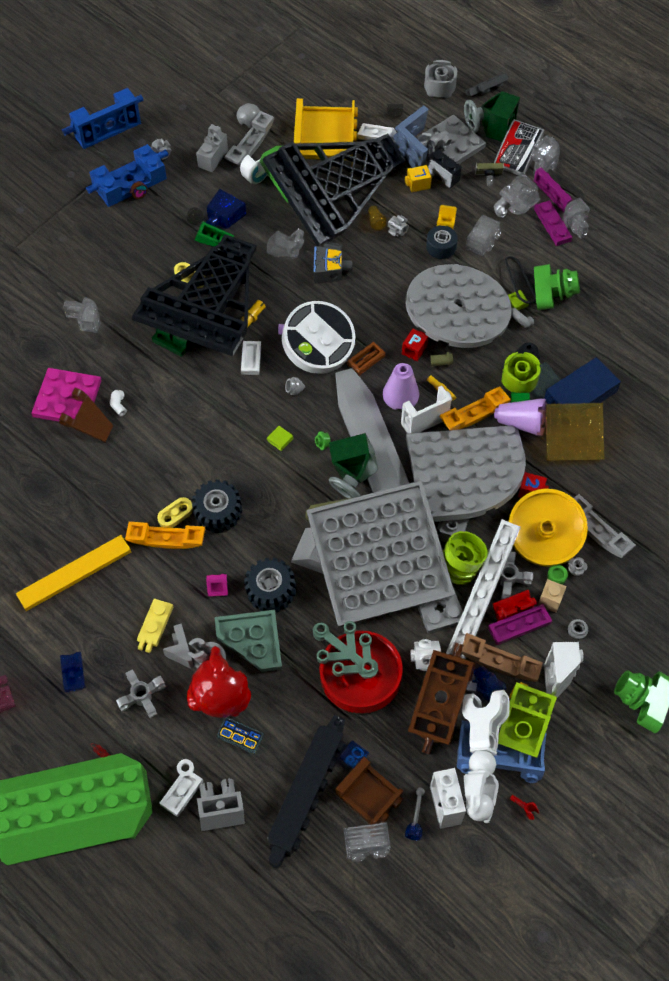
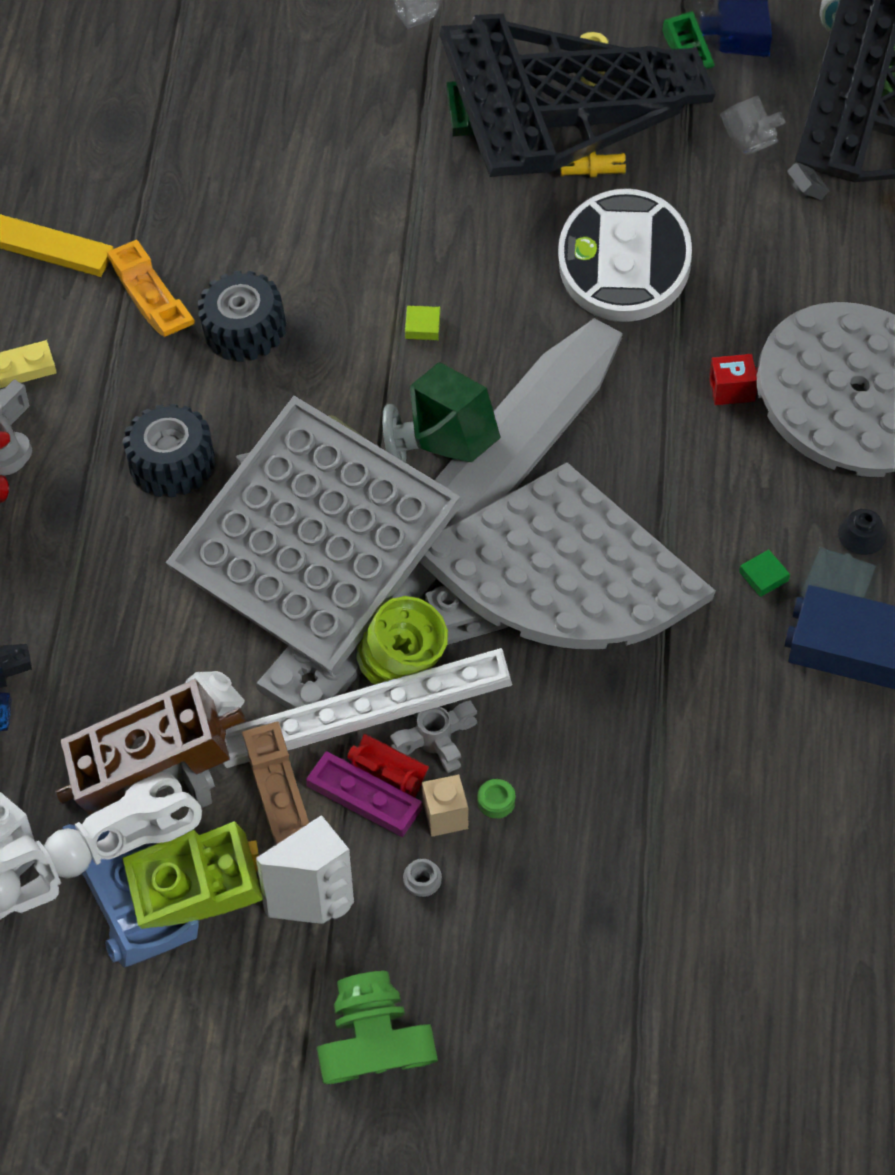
camera: 55 degrees right, 5 degrees down
(57, 391) = (274, 61): dark pink plate -> none
(88, 419) = (258, 101): reddish brown flag -> none
(115, 402) = (320, 107): white arm -> none
(174, 513) = (194, 276): light yellow plate -> none
(217, 585) = (123, 393): dark pink tile -> none
(251, 358) = (525, 210): white tile -> none
(252, 637) = (76, 483): sand green plate -> none
(294, 386) = (523, 285): light grey plate -> none
(322, 440) = (463, 365): bright green plate -> none
(329, 264) = (770, 195): dark grey torso -> none
(347, 652) = (133, 596): sand green plant -> none
(361, 694) = (120, 637): red piece -> none
(368, 361) = (655, 344): dark orange tile -> none
(401, 387) = (636, 405): lavender cone -> none
(428, 417) = (616, 464): white panel -> none
(435, 383) = (693, 459): yellow piece -> none
(439, 360) = (747, 433): olive pin -> none
(476, 411) = (685, 524): light orange slope -> none
(487, 682) = (223, 801): clear blue hips -> none
(521, 372) = (810, 536): lime brick -> none
(523, 415) = (738, 590): lavender cone -> none
(528, 807) = (66, 976): red hand -> none
(531, 483) = (618, 673): red brick -> none
(550, 527) = (558, 729): yellow dish -> none
(574, 431) = (765, 666): clear yellow plate -> none
(577, 571) = (530, 823): light grey plate -> none
(602, 533) = (627, 801): light grey slope -> none

